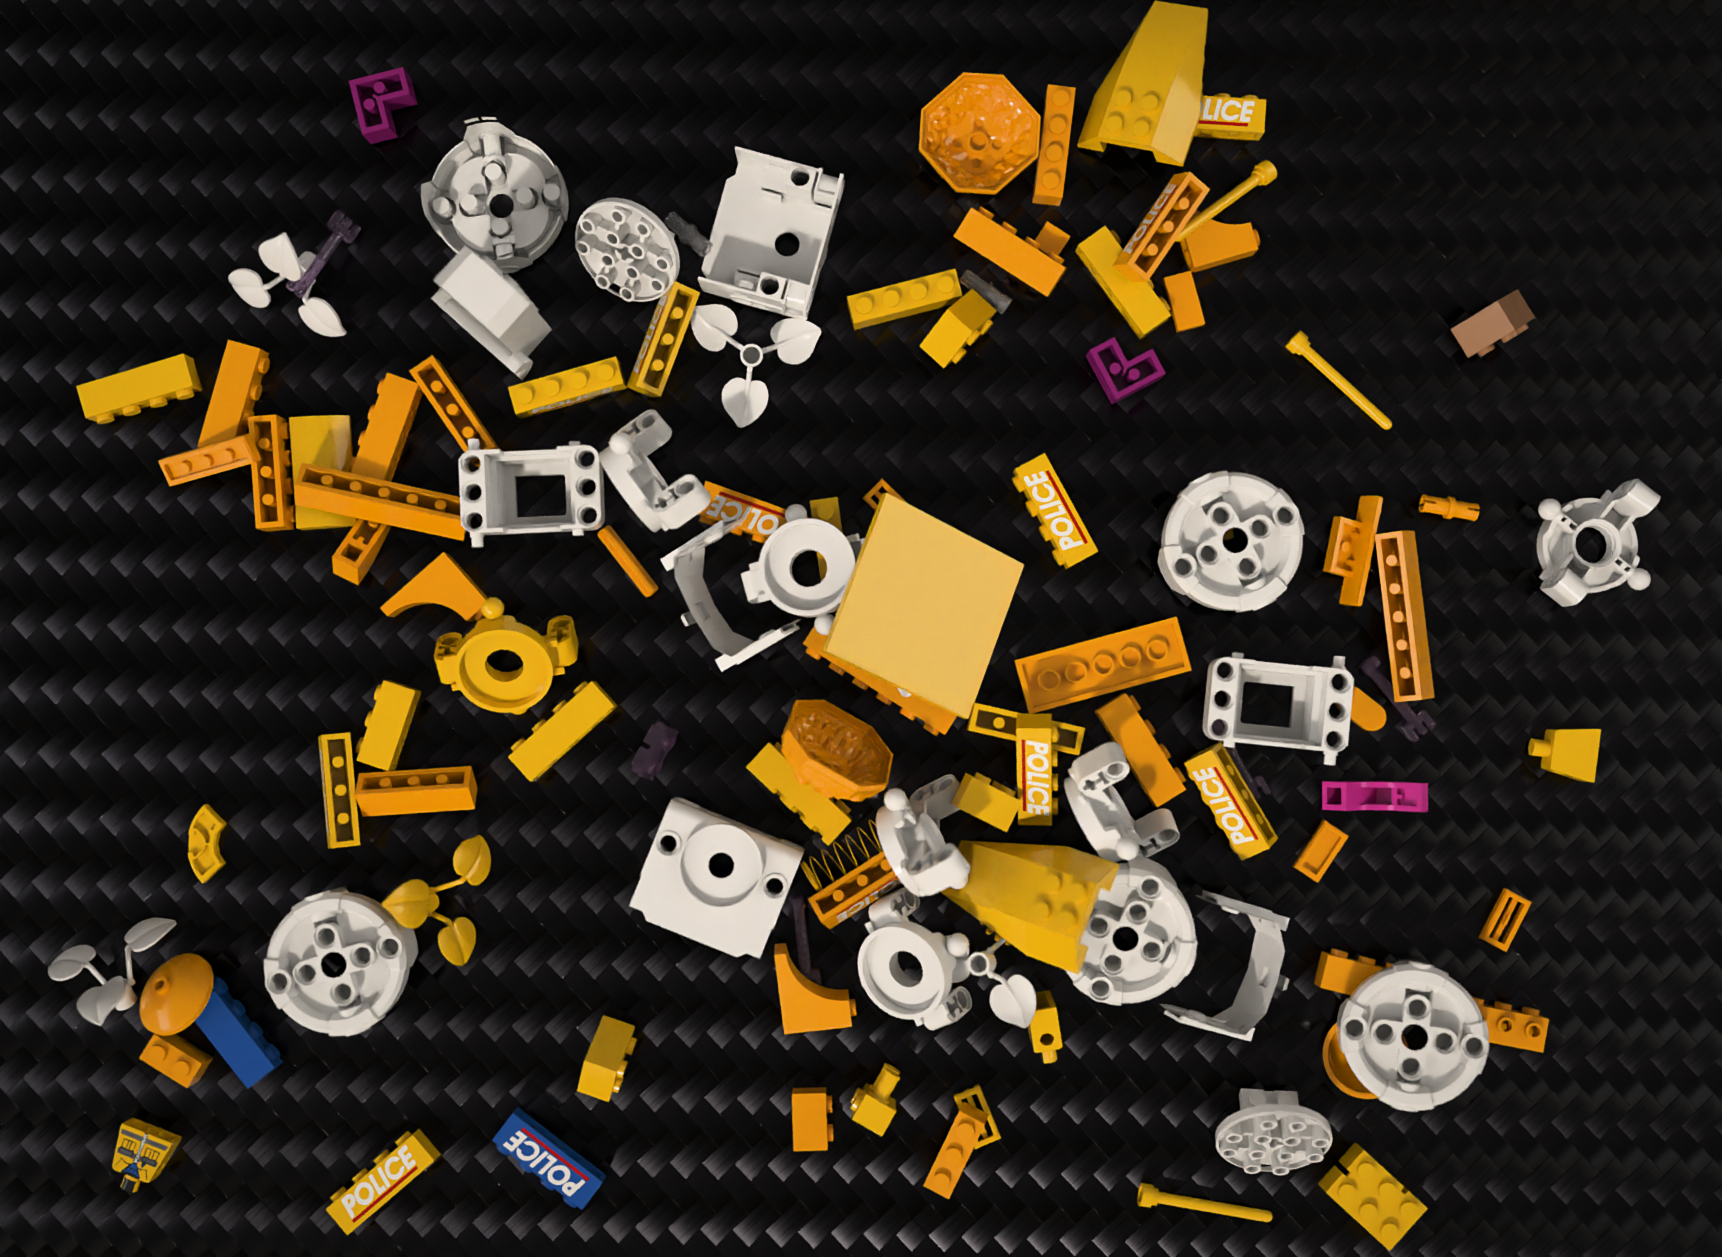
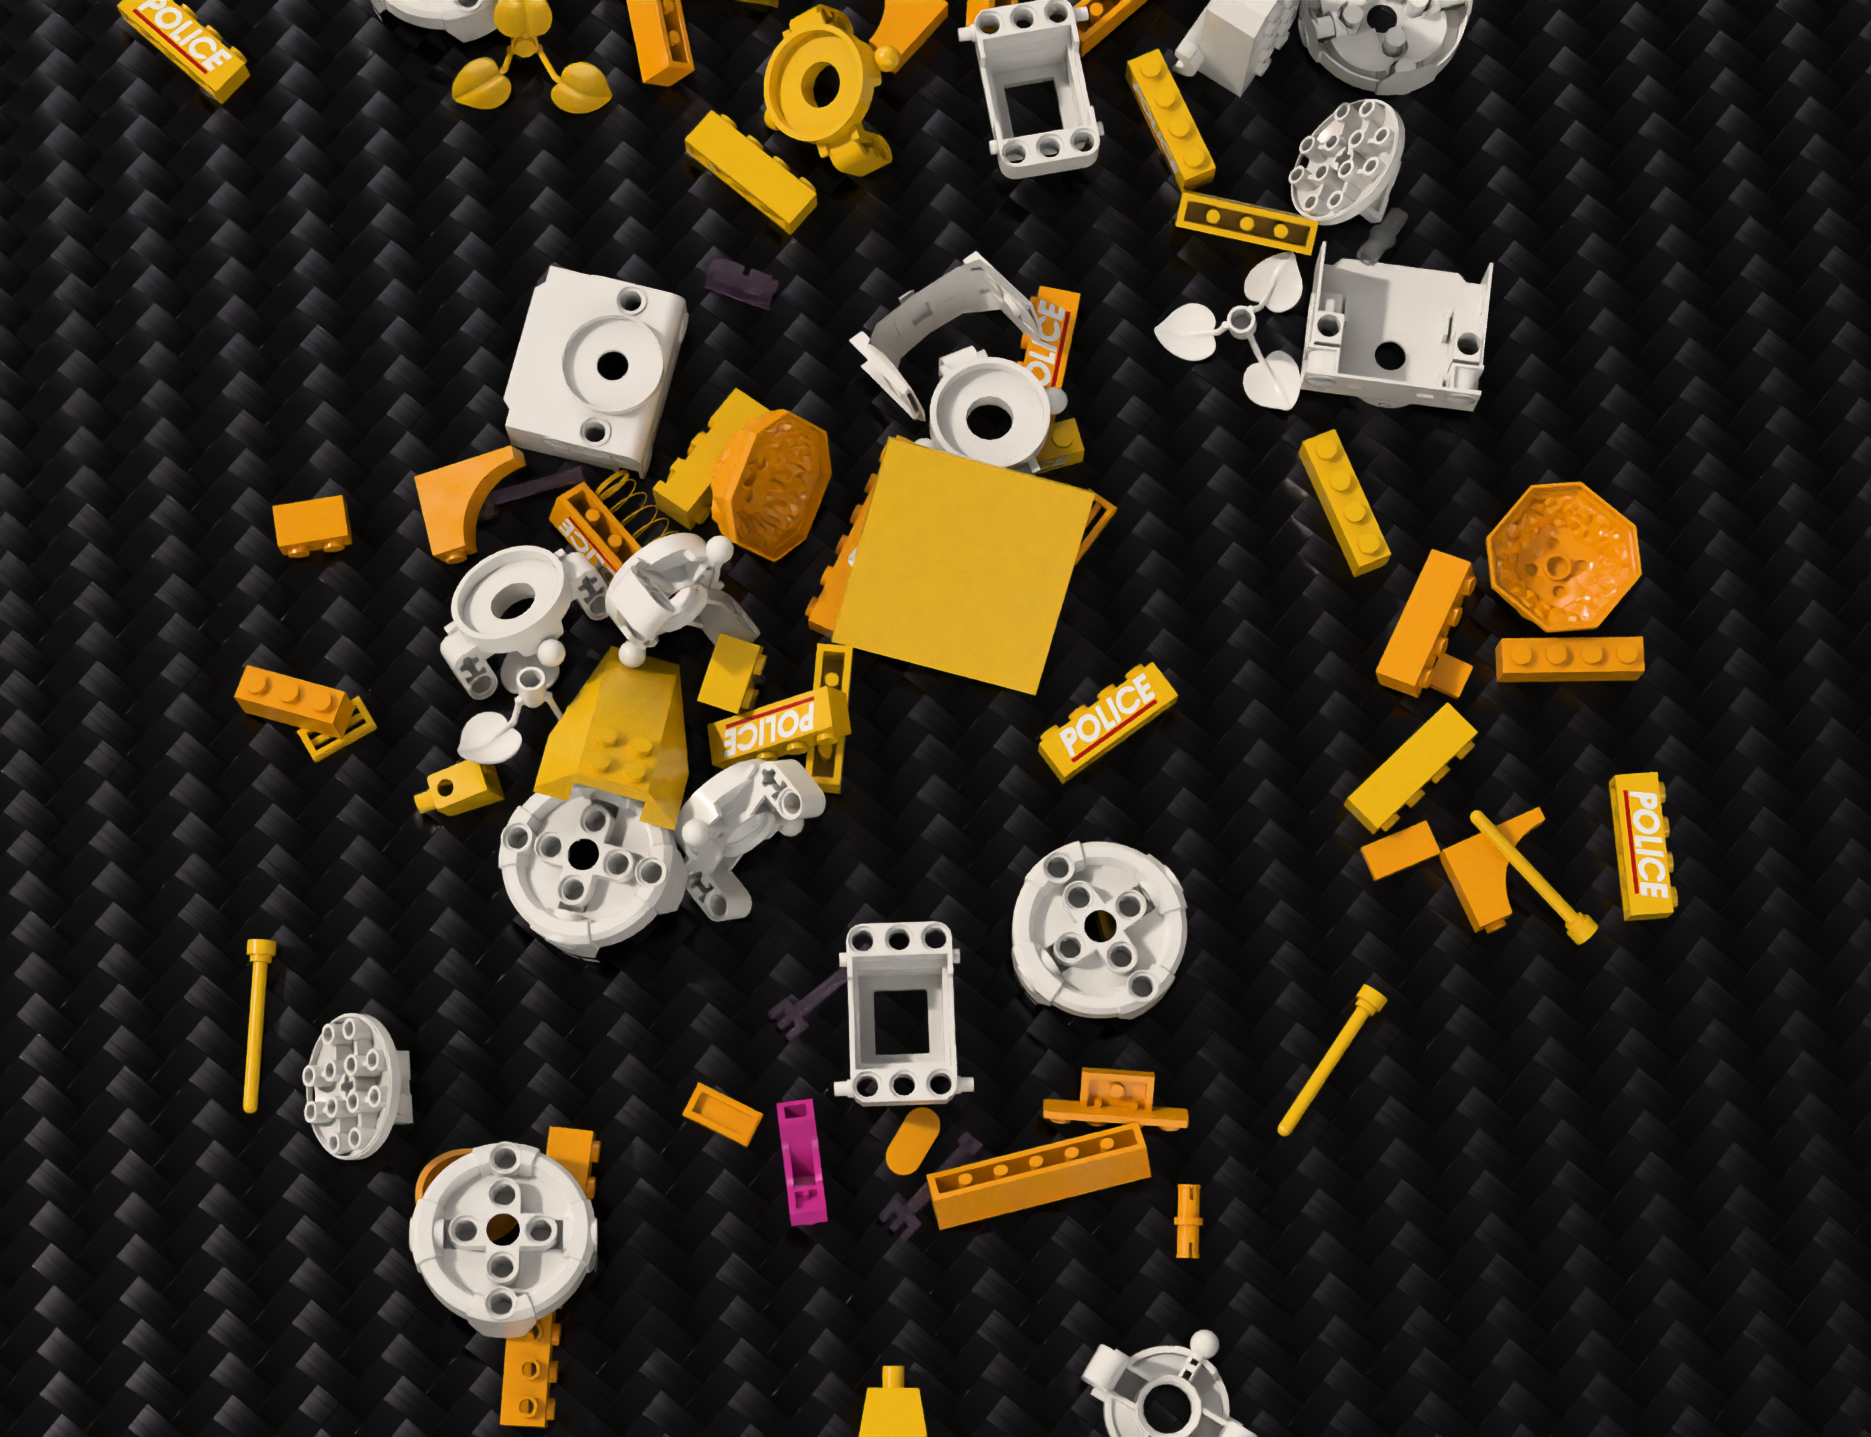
camera: 75 degrees right, 10 degrees down
(549, 1159) = (231, 225): blue brick -> none
(605, 1060) = (359, 270): yellow brick -> none
(627, 561) = (969, 221): light orange axle -> none
(642, 483) = (1066, 207): white piece -> none
(873, 1103) = (338, 597): yellow brick -> none
(957, 328) = (1320, 570): yellow brick -> none
(986, 291) = (1371, 602): clear axle -> none
(1102, 665) = (922, 808): light orange plate -> none
(1123, 377) = (1289, 781): magenta brick -> none
(1142, 753) = (822, 864): light orange brick -> none
(1153, 87) = (1658, 770): yellow wedge -> none
(1161, 227) = (1483, 792): light orange brick -> none
(1231, 801) = (772, 986): yellow brick -> none
(1259, 980) = (492, 1025): white animal -> none
(1372, 1196) = (290, 1226): yellow piece -> none
(1495, 914) = (693, 1375): light orange tile -> none
(1498, 321) = (1435, 1243): medium nougat brick -> none

